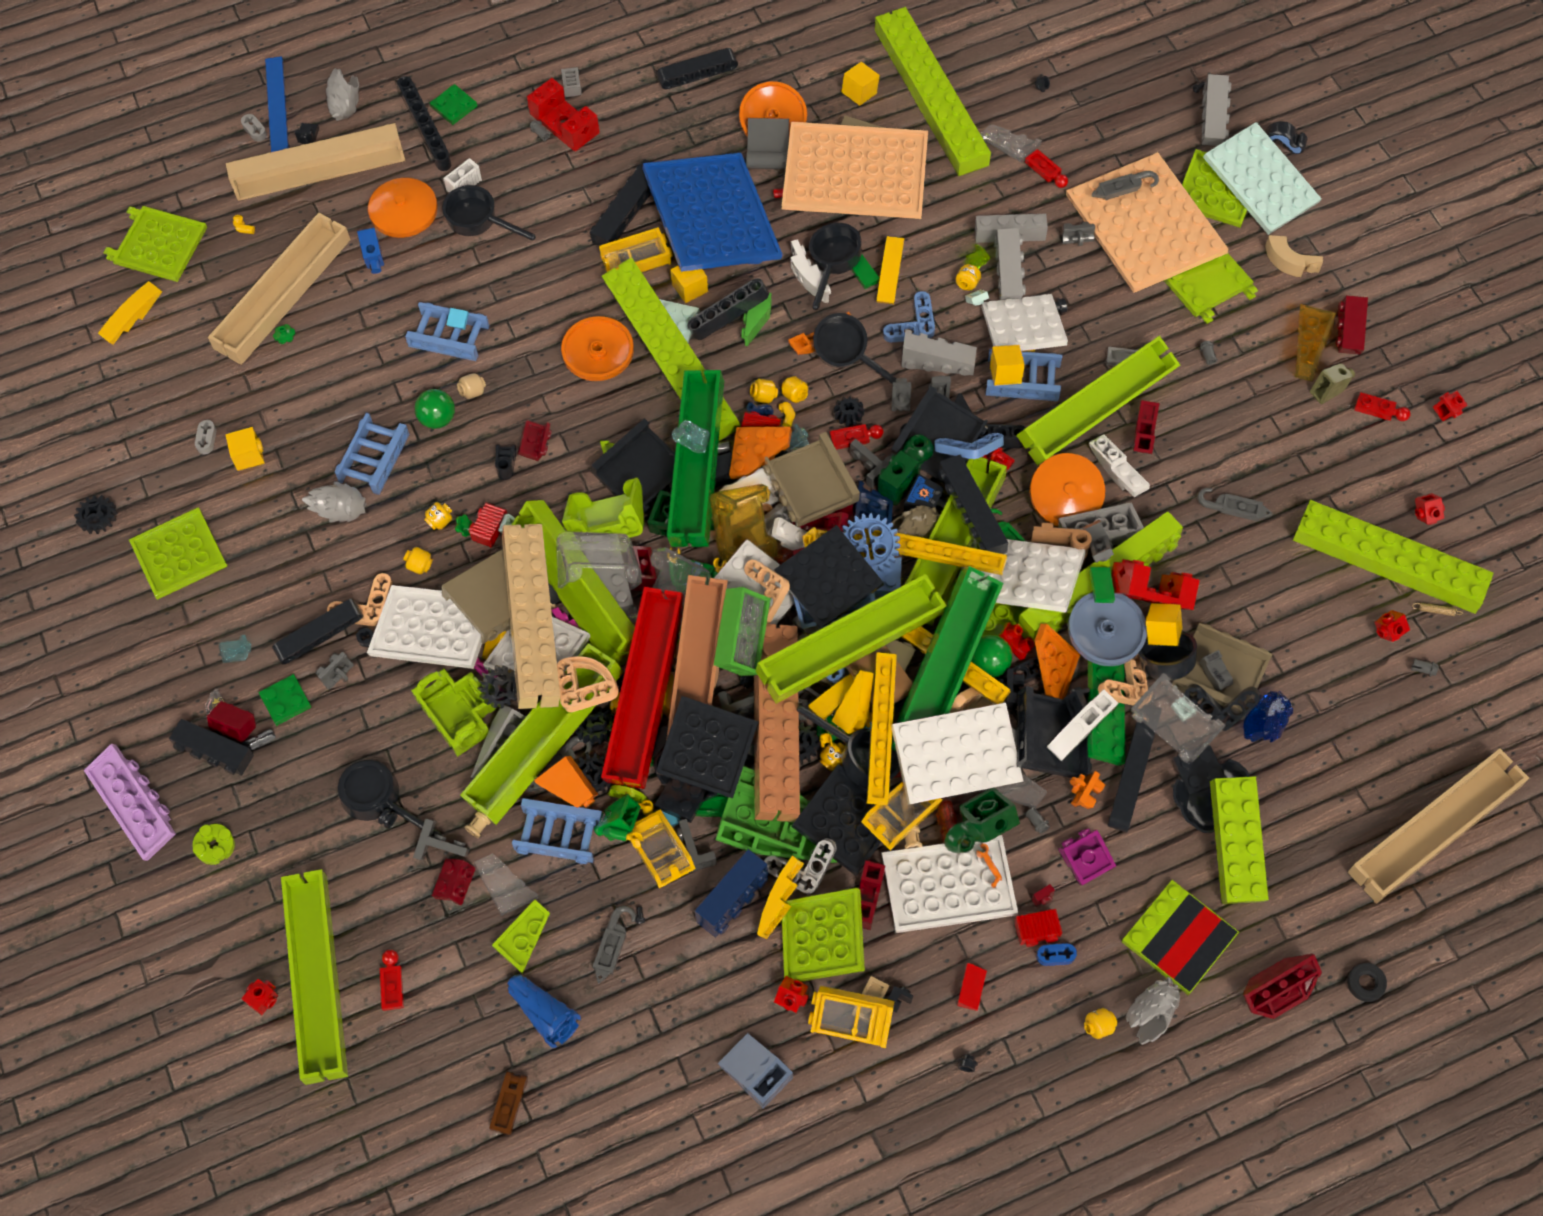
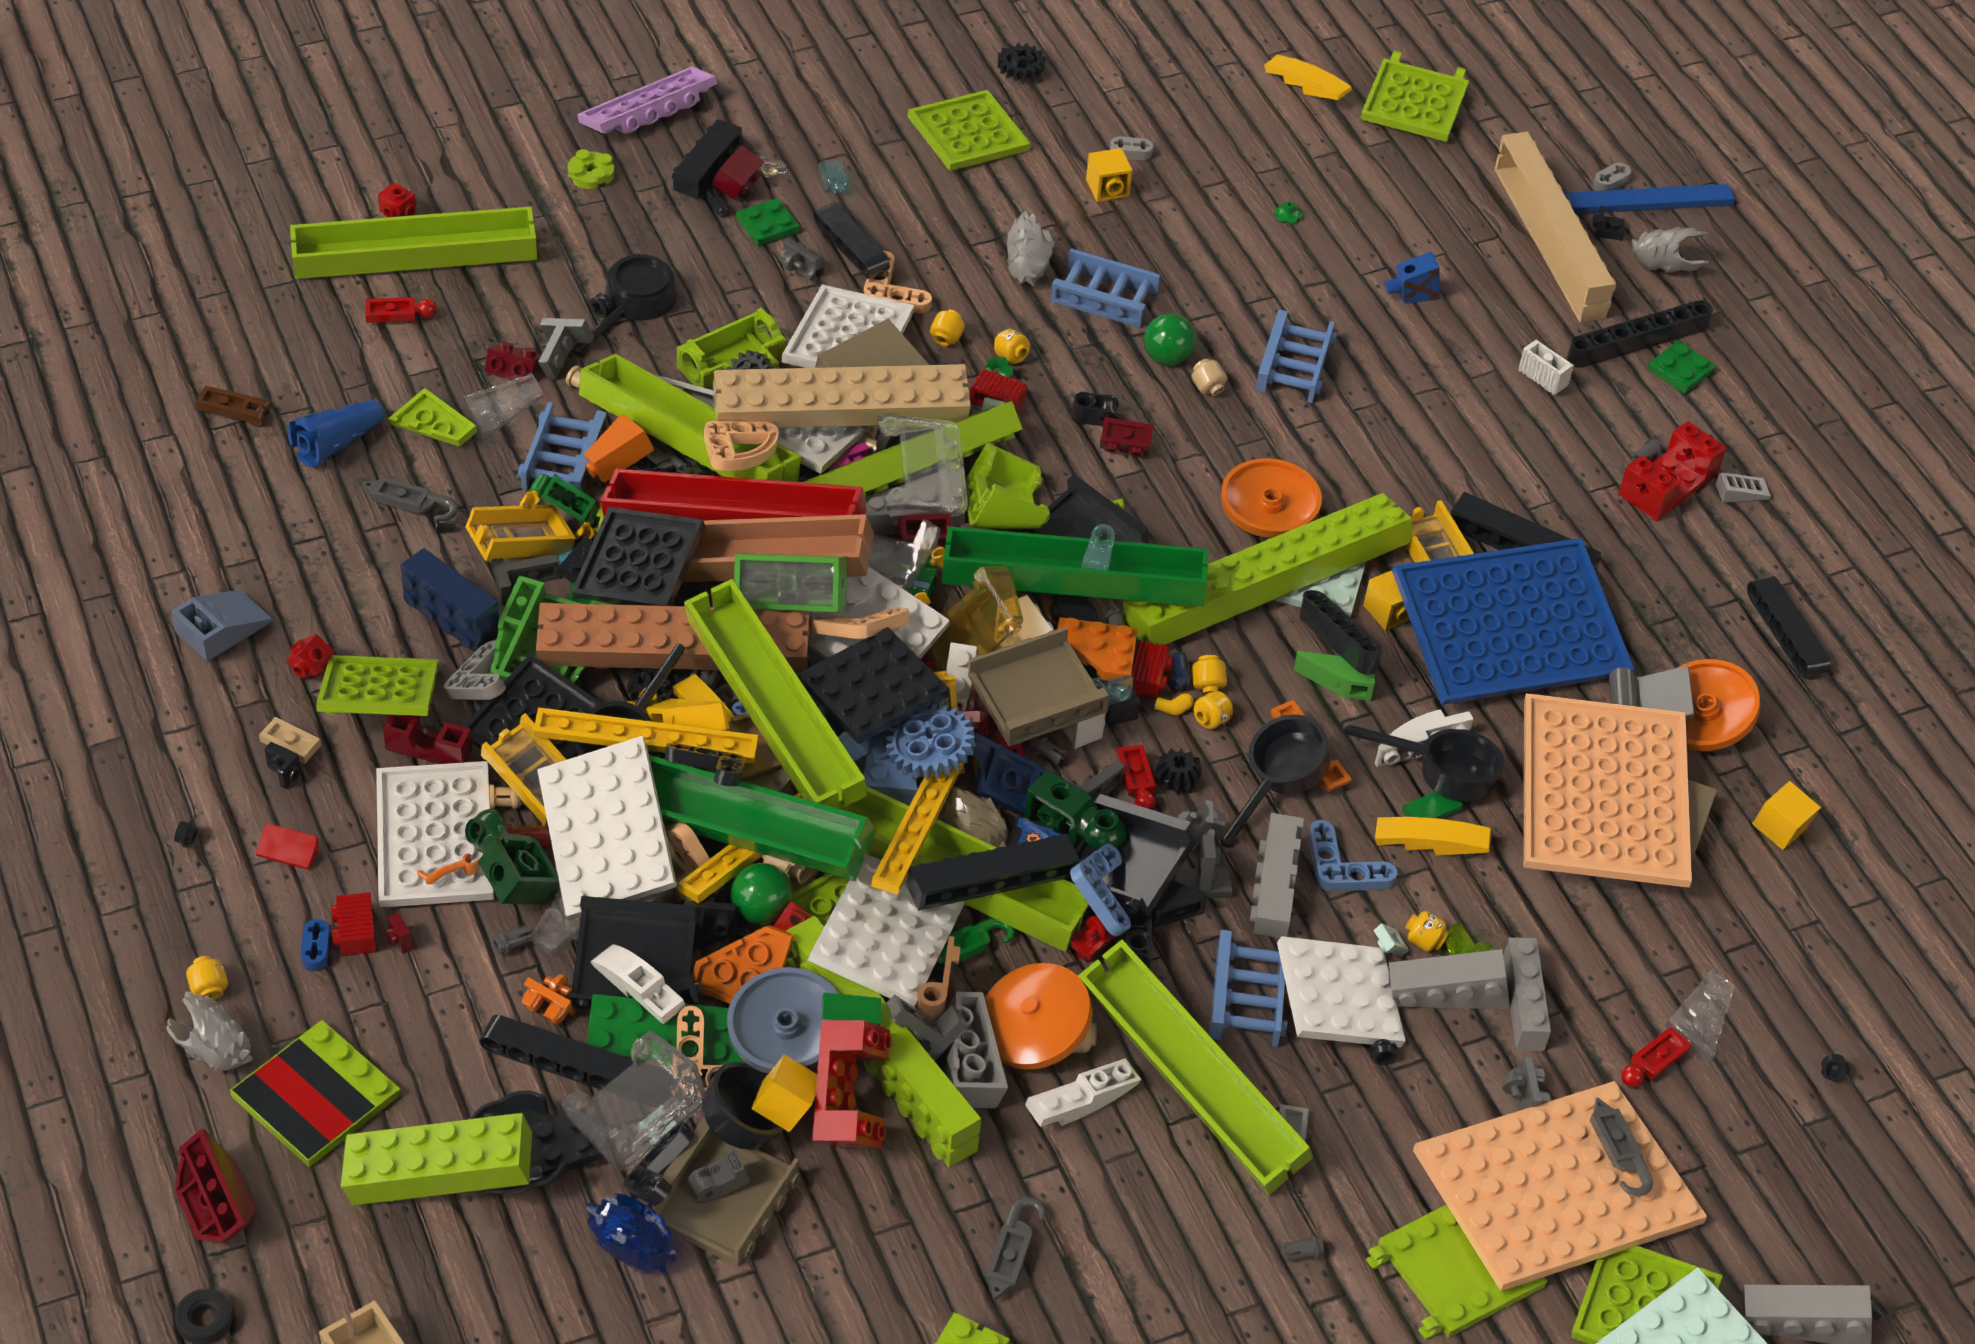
camera: 85 degrees right, 15 degrees down
(241, 227) = (1452, 169): yellow arm -> none
(279, 288) = (1350, 199): tan piece -> none
(364, 632) = (846, 281): black bush -> none
(402, 207) = (1497, 317): orange dish -> none
(457, 318) = (1308, 357): medium azure tile -> none
(472, 212) = (1490, 377): black piece -> none
(776, 904) = (433, 644): yellow slope -> none
(851, 1015) = (267, 708): yellow door -> none
(911, 667) = (727, 766): none -> black beam
(932, 91) = (1790, 911): lime piece -> none
(1007, 365) = (1249, 944): yellow head -> none
(1087, 856) = (449, 987): magenta plate -> none
(1145, 427) = (1142, 1136): dark red arch -> none

